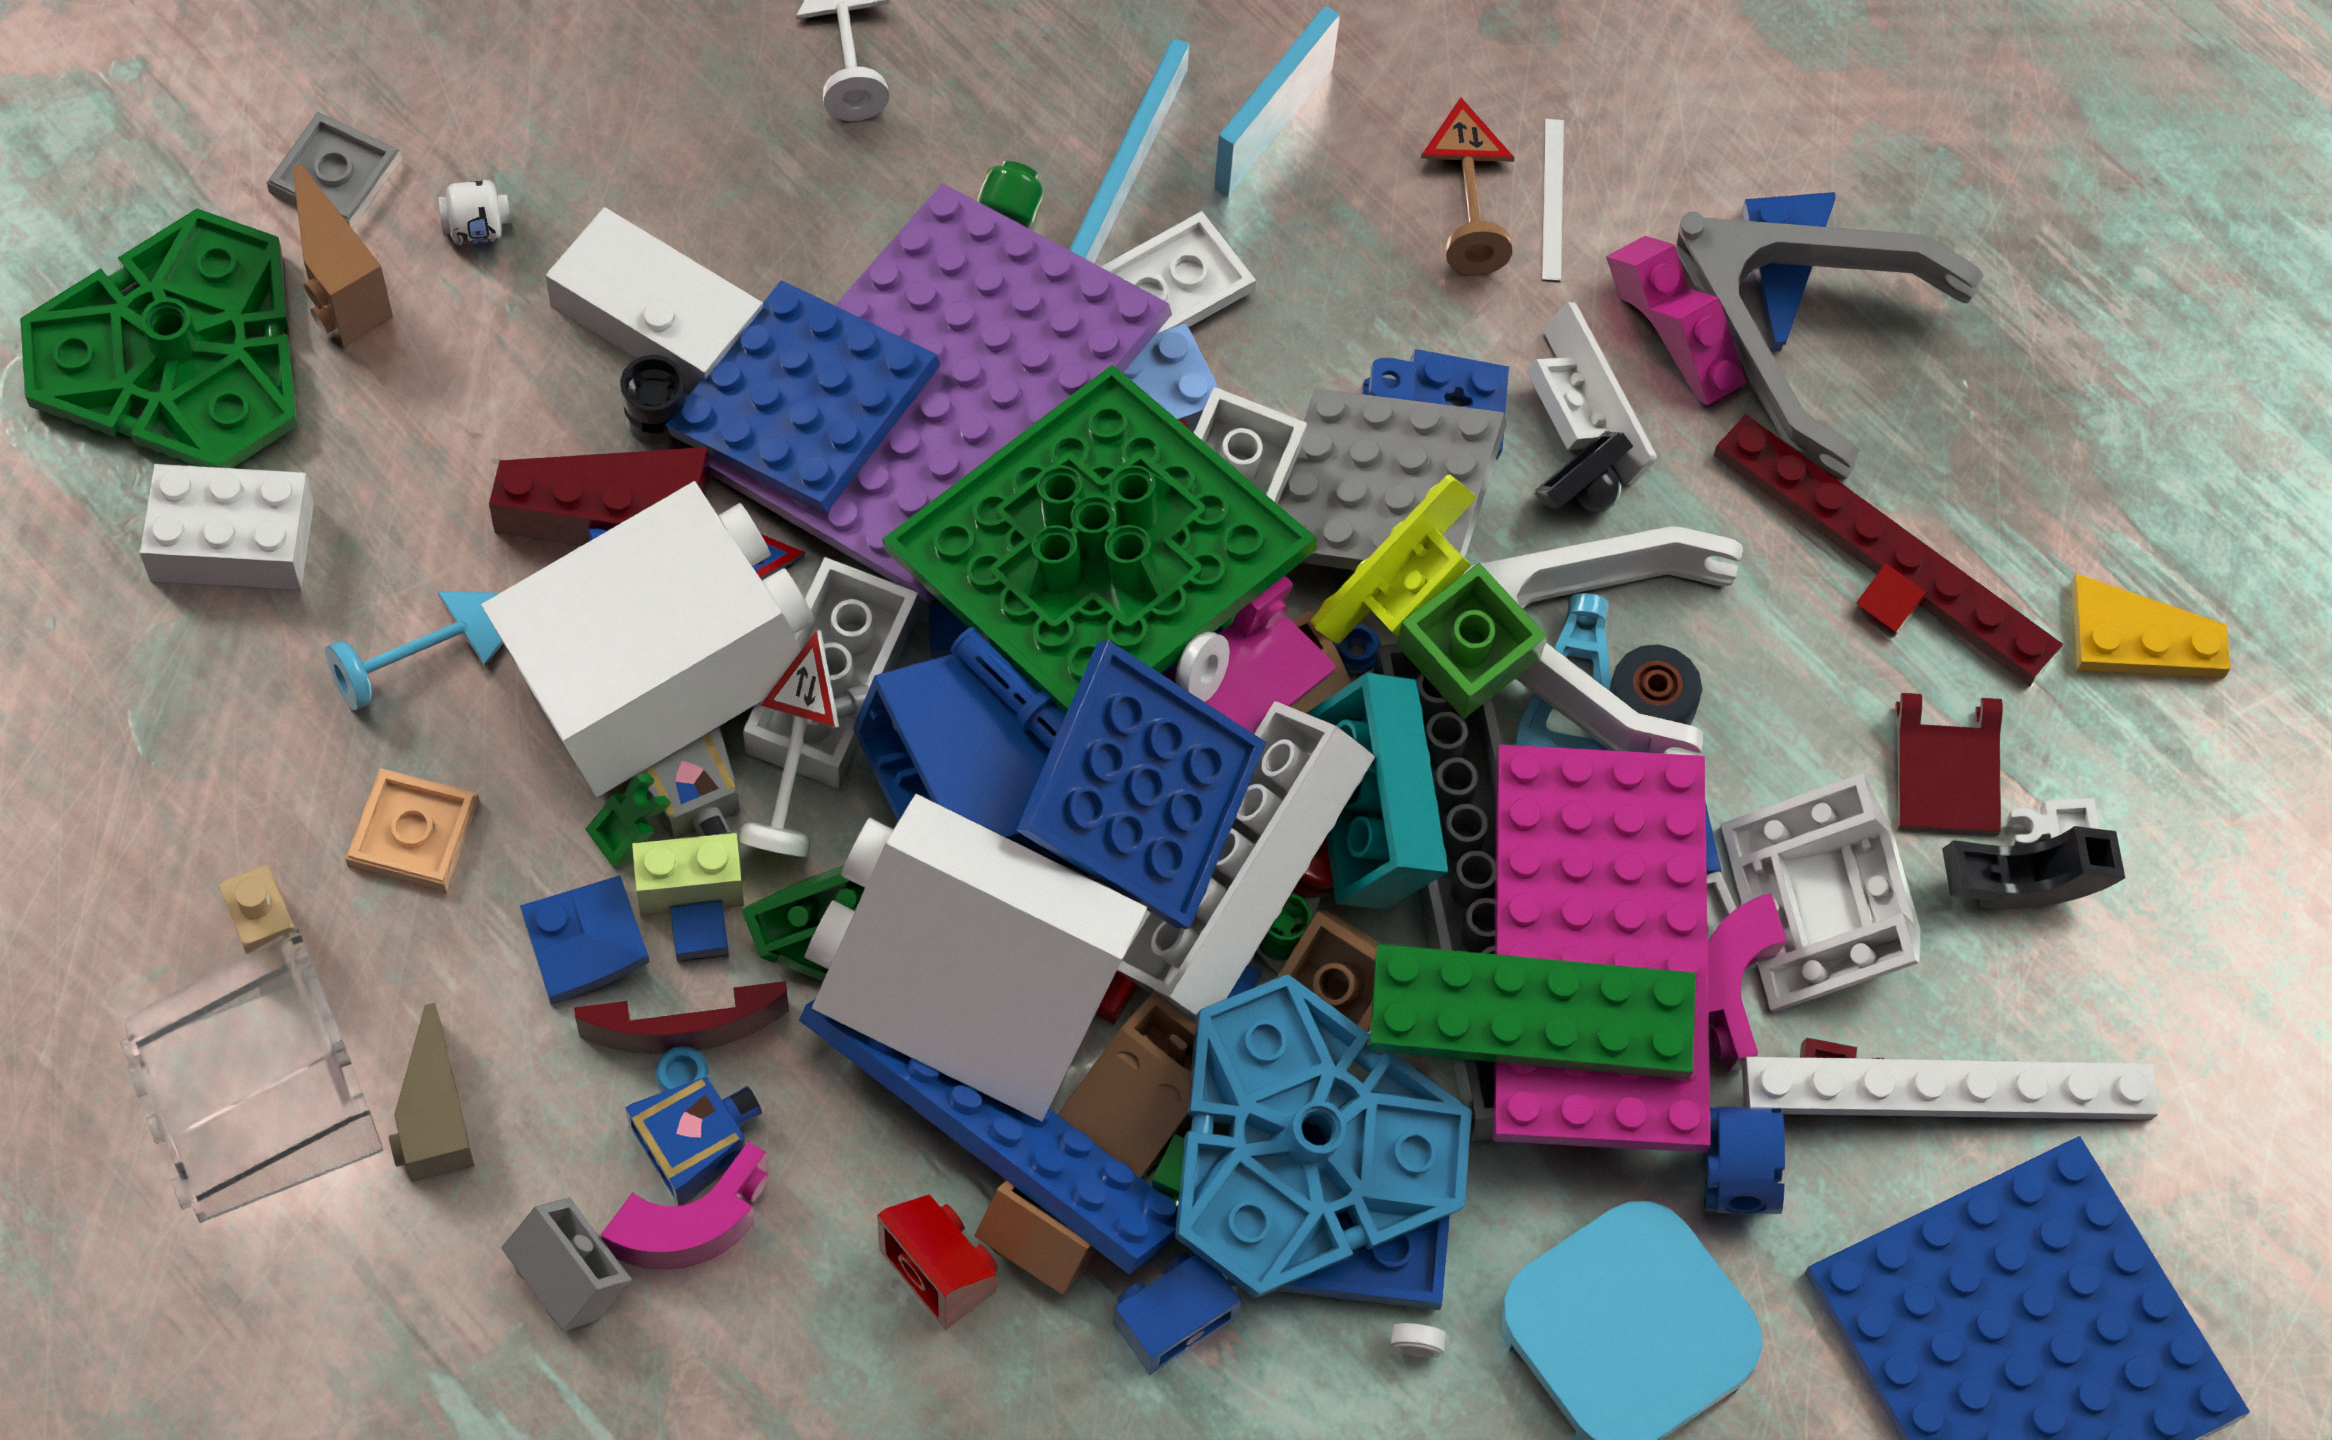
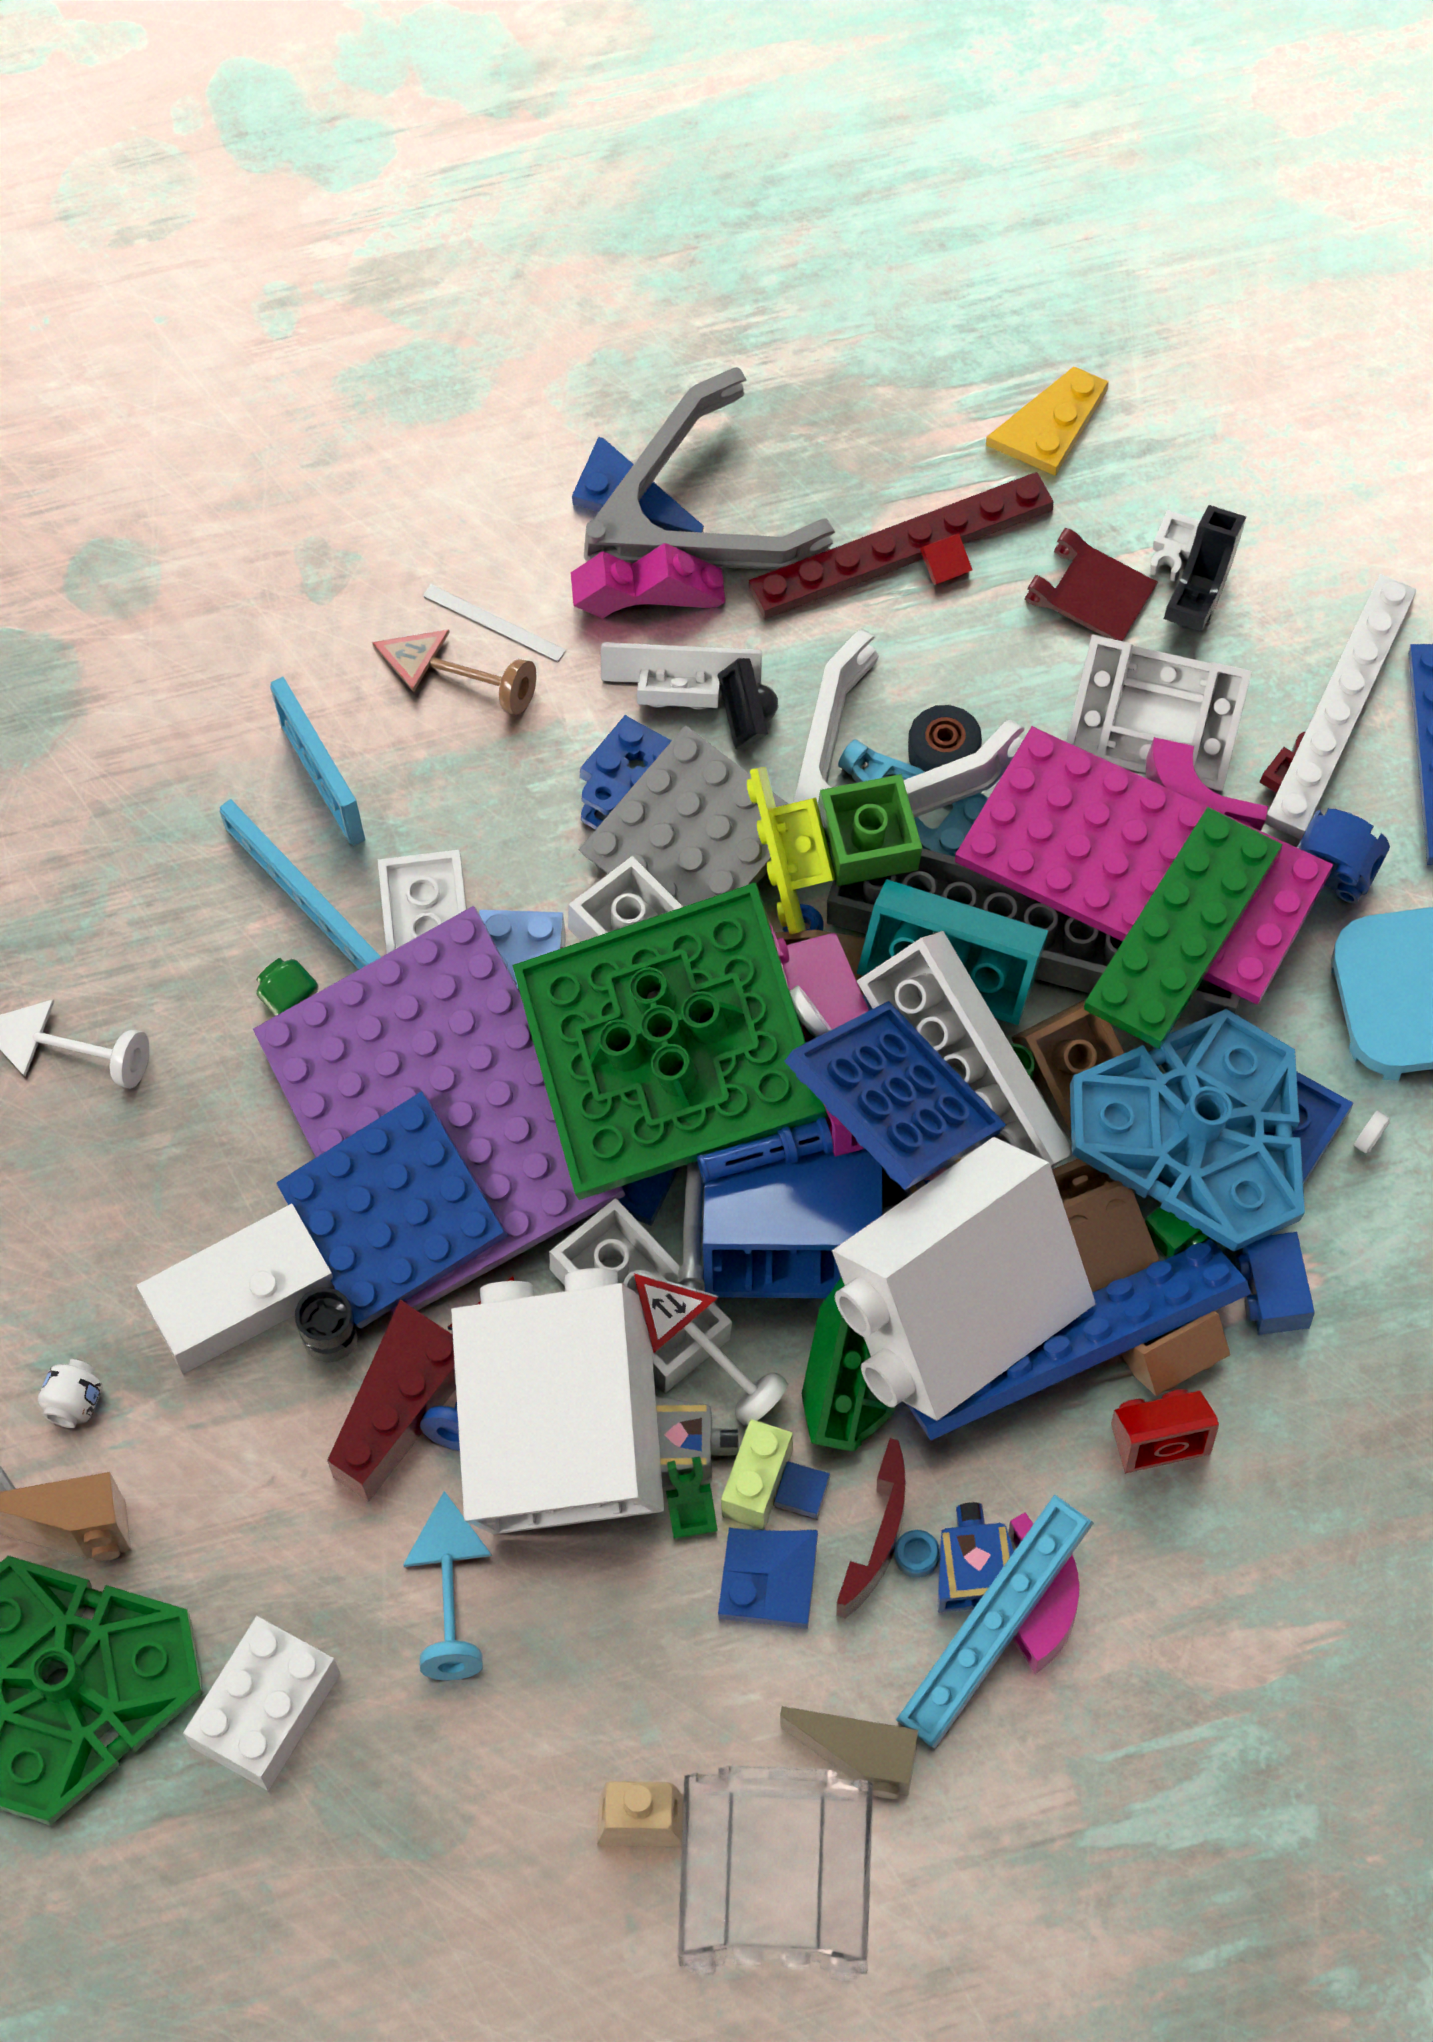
camera: 55 degrees left, 0 degrees up
(412, 829) = (606, 1670): light nougat tile -> none
(566, 1264) = (1045, 1699): light grey brick -> none
(626, 1172) = (995, 1621): none -> medium azure tile

